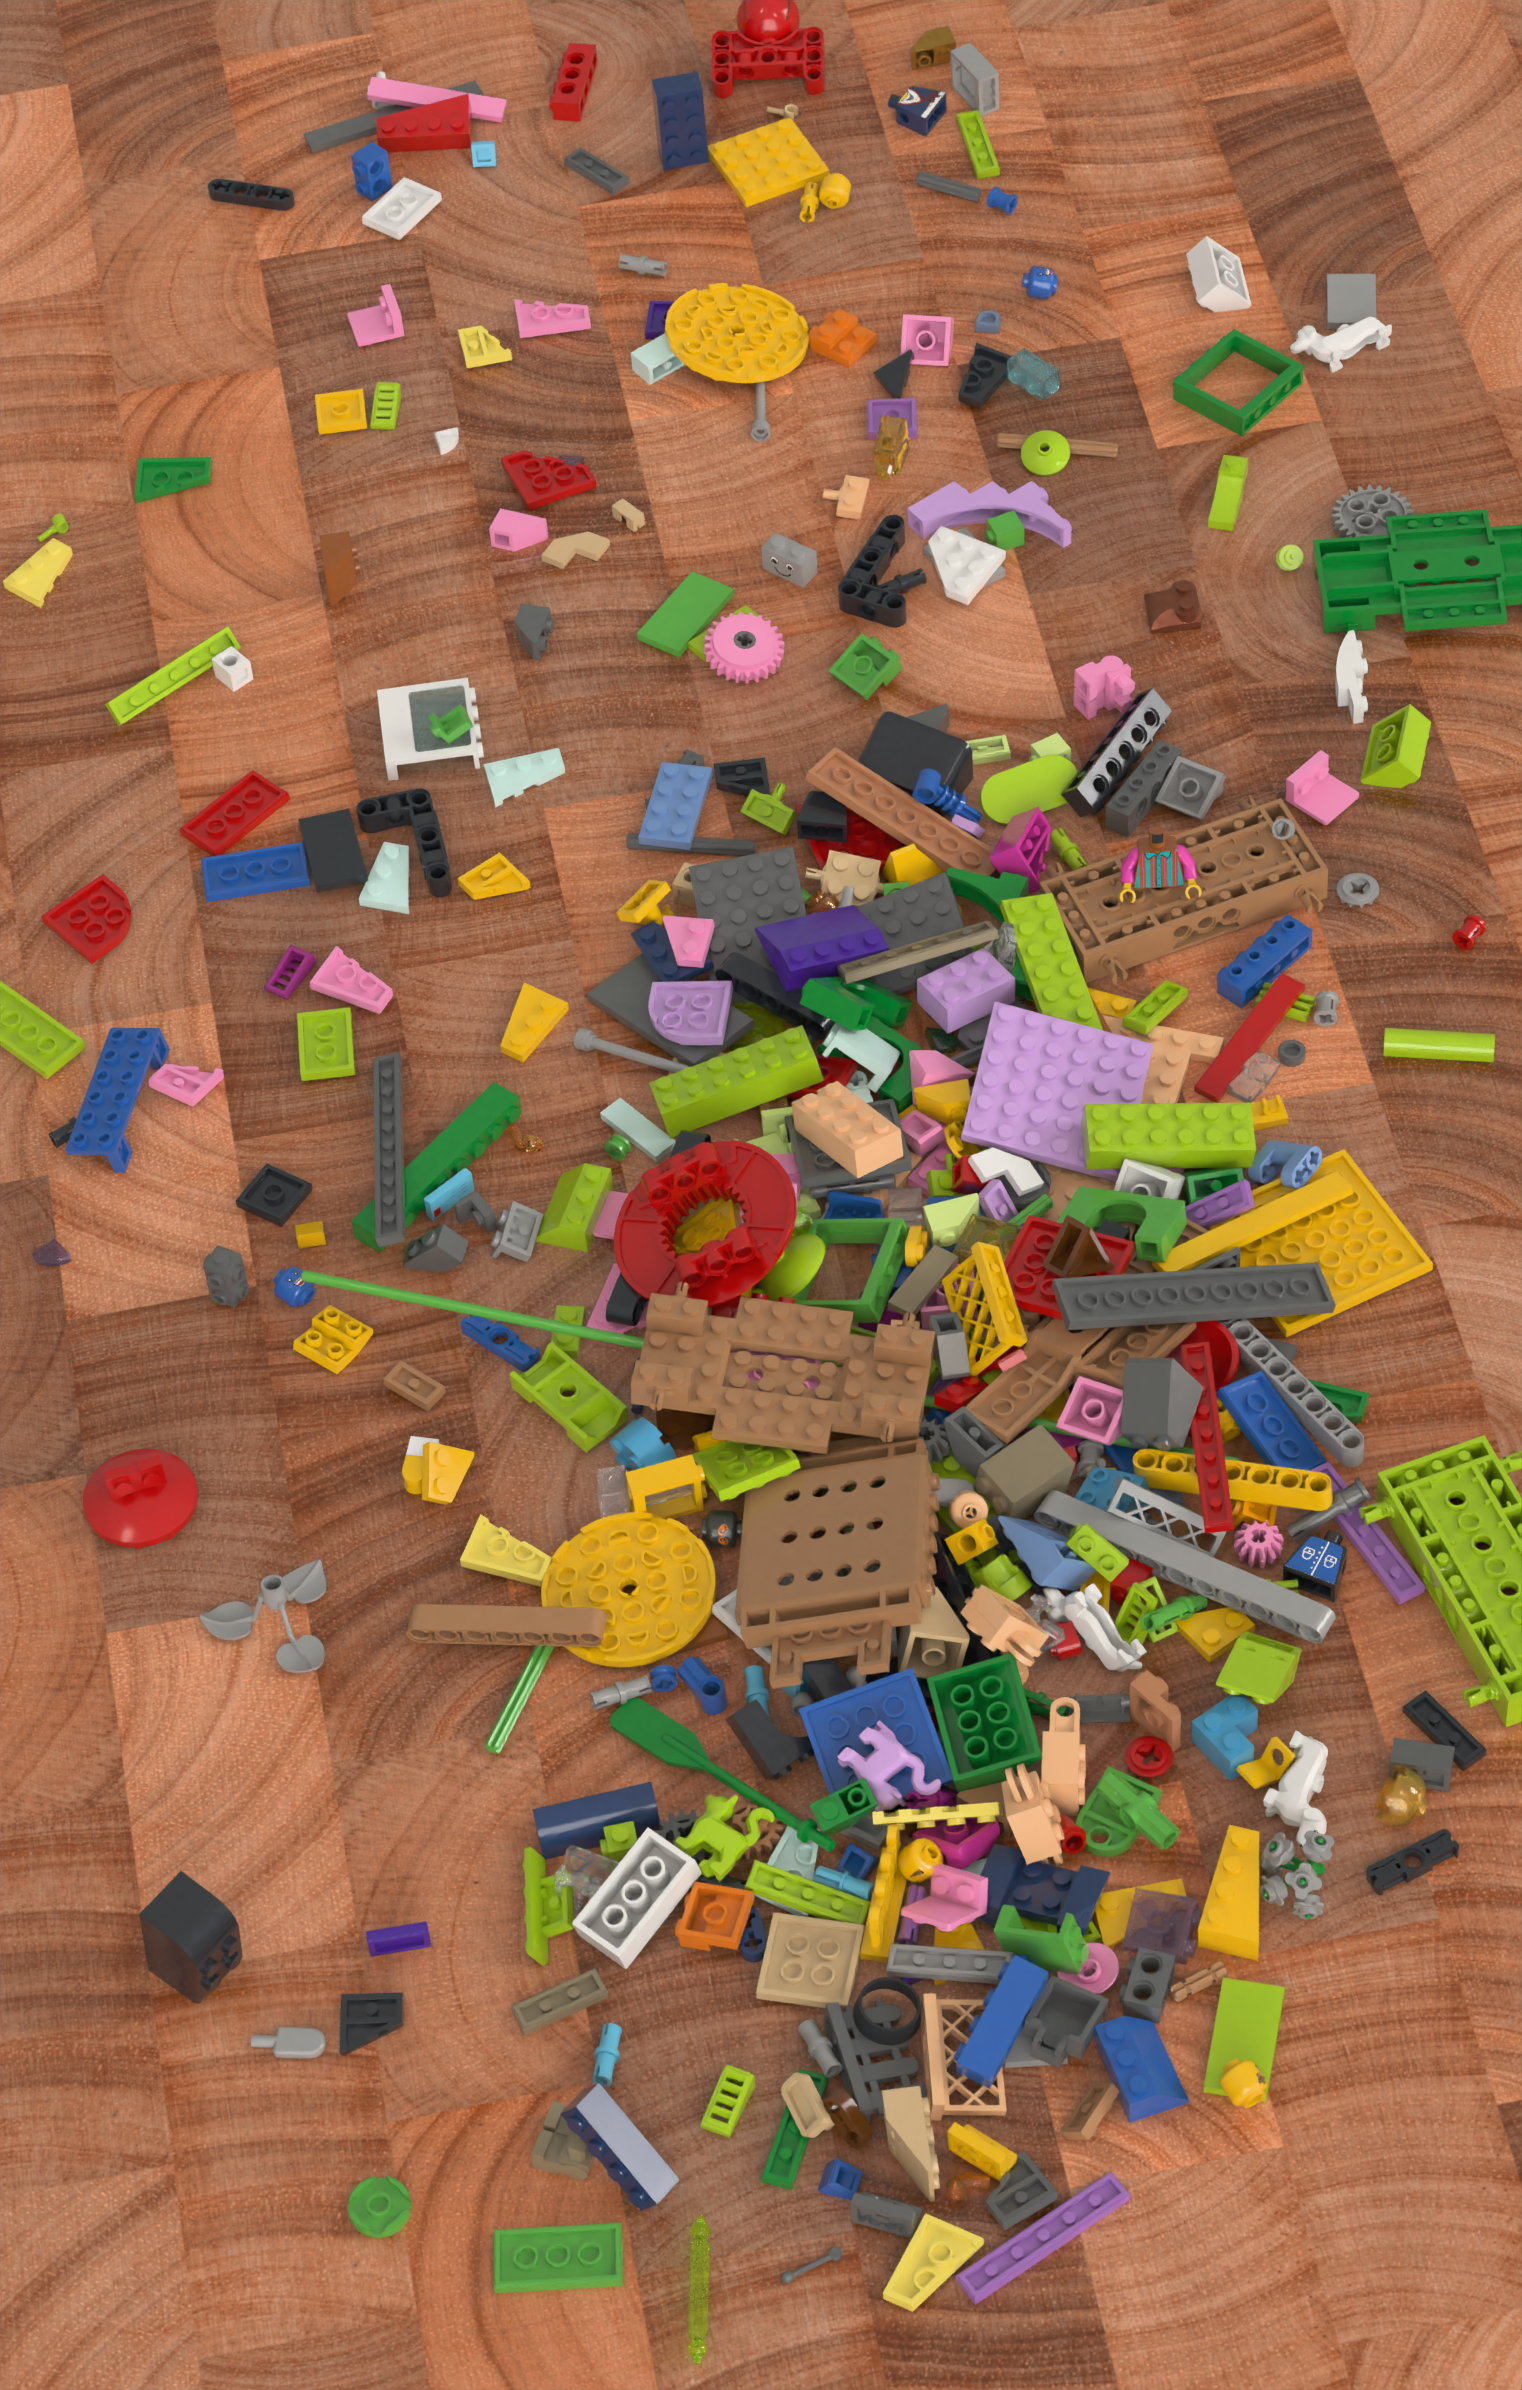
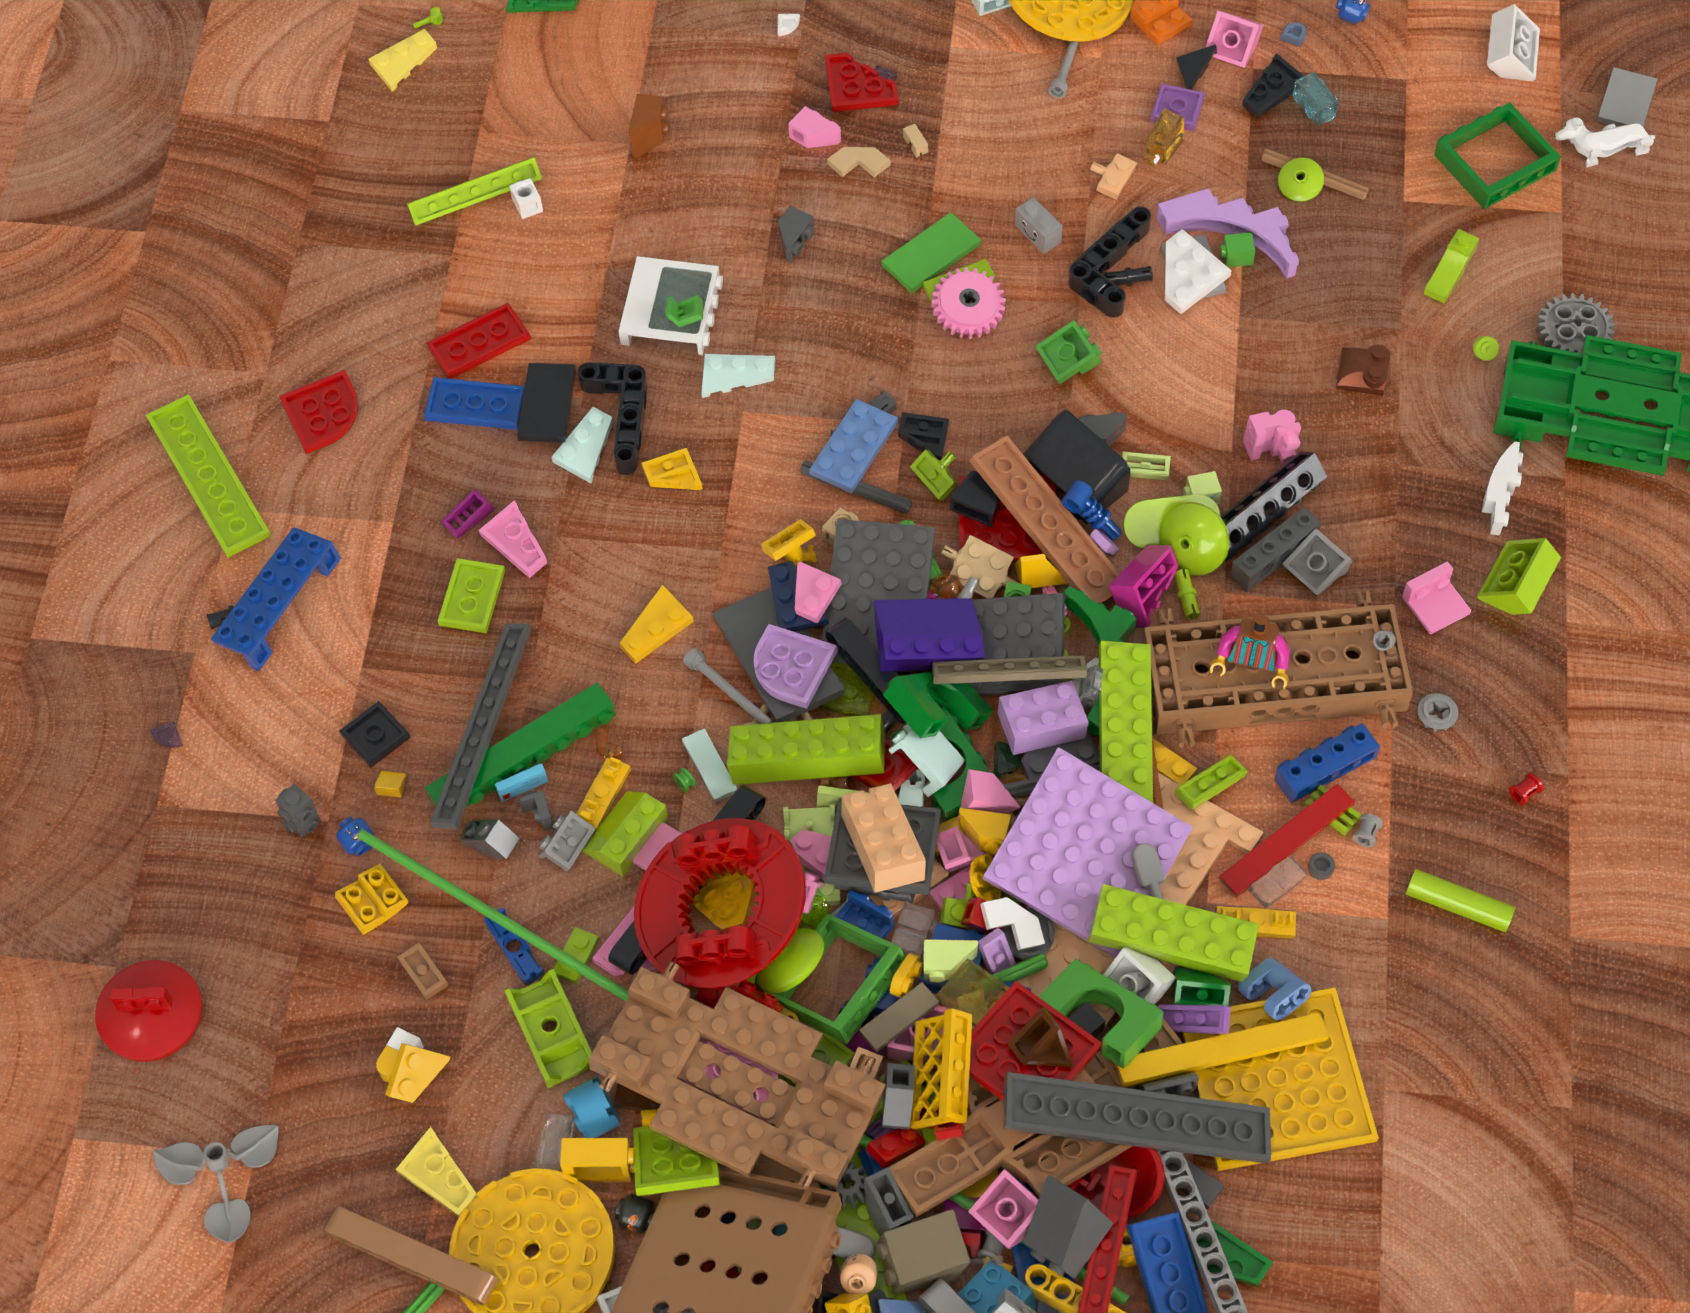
camera: 15 degrees right, 10 degrees up
(185, 1082) = (339, 598): bright pink wing -> none
(538, 1178) = (603, 791): none -> yellow plate
(1070, 784) = (1204, 532): none -> lime dish
(1121, 1085) = (1148, 868): none -> light grey piece

